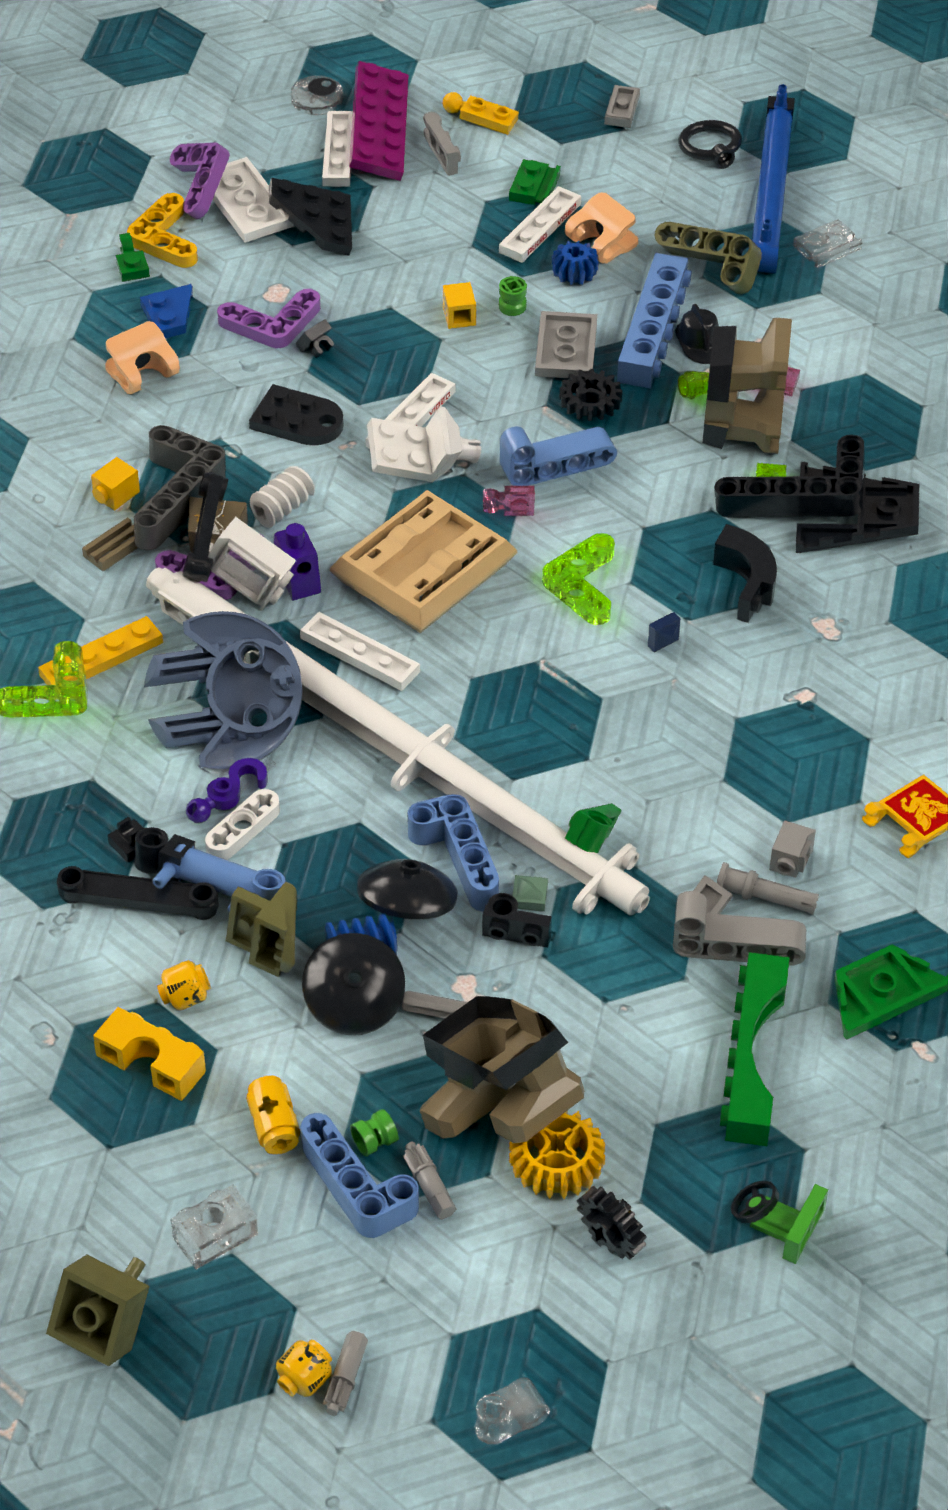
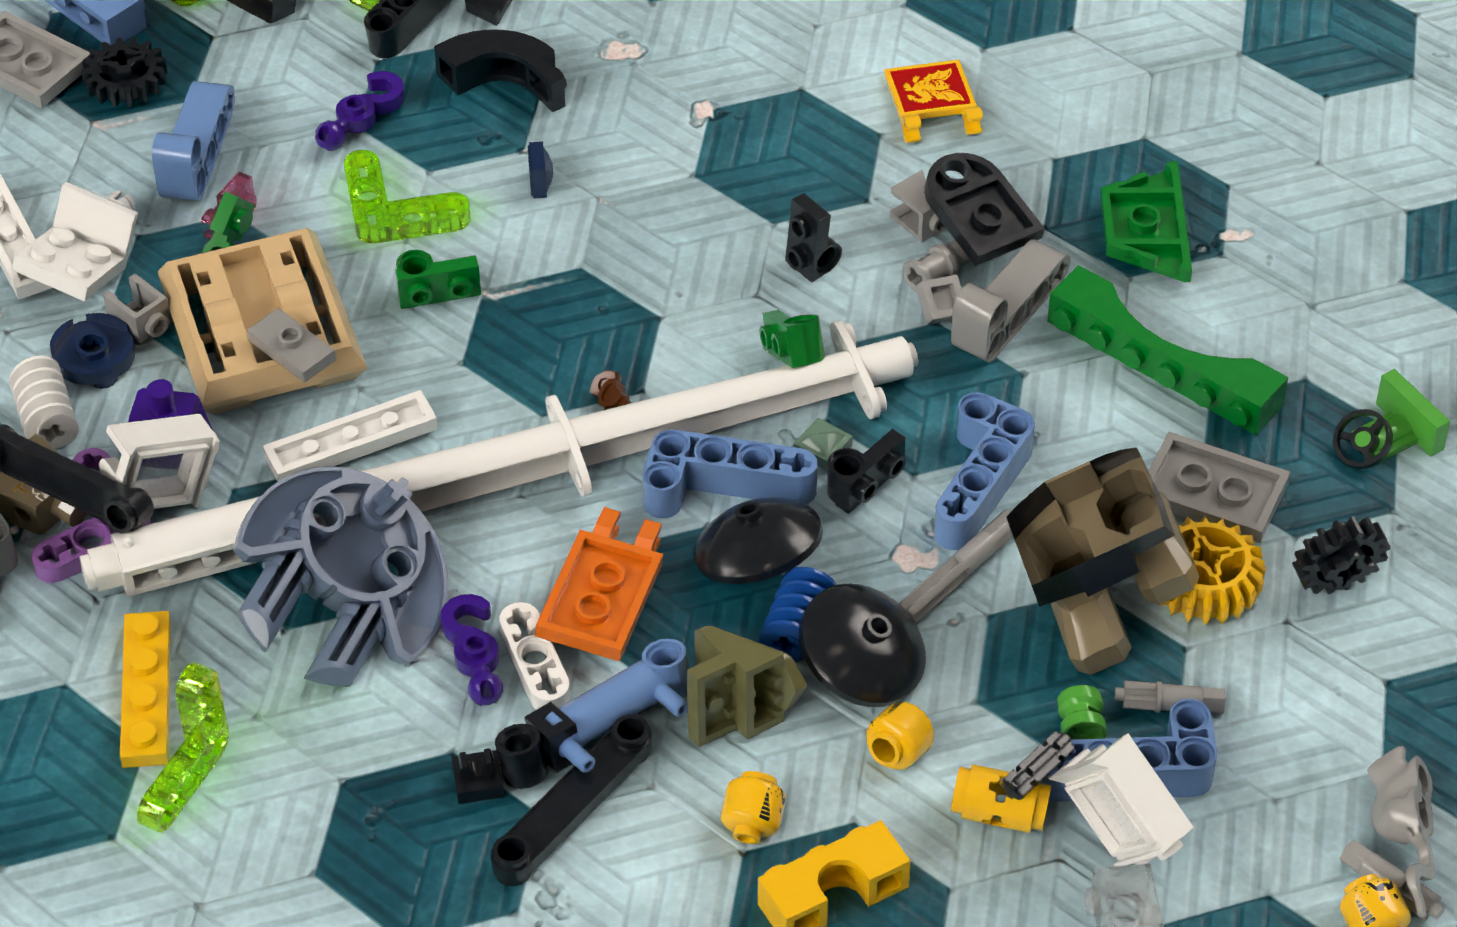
camera: 60 degrees left, 0 degrees up
(287, 1173) = (1125, 802): none -> white window
(292, 1038) = (899, 735): none -> yellow head
(292, 1113) = (1037, 765): none -> axle
(318, 829) = (602, 588): none -> orange tile
(358, 507) = (96, 367): none -> dark blue plate
(386, 506) = (146, 314): none -> light grey window
(394, 578) = (291, 345): none -> light grey plate
(401, 1358) = (1405, 812): none -> light grey animal
(491, 504) = (230, 222): none -> green plate
(492, 760) = (609, 390): none -> reddish brown piece
(517, 622) = (430, 282): none -> green plate
(566, 990) = (1001, 448): none -> medium blue beam
(644, 1129) = (1218, 484): none -> light grey plate
(647, 520) = (359, 111): none -> dark purple piece
(703, 802) = (808, 243): none -> black plate
(799, 879) = (981, 208): none -> black plate

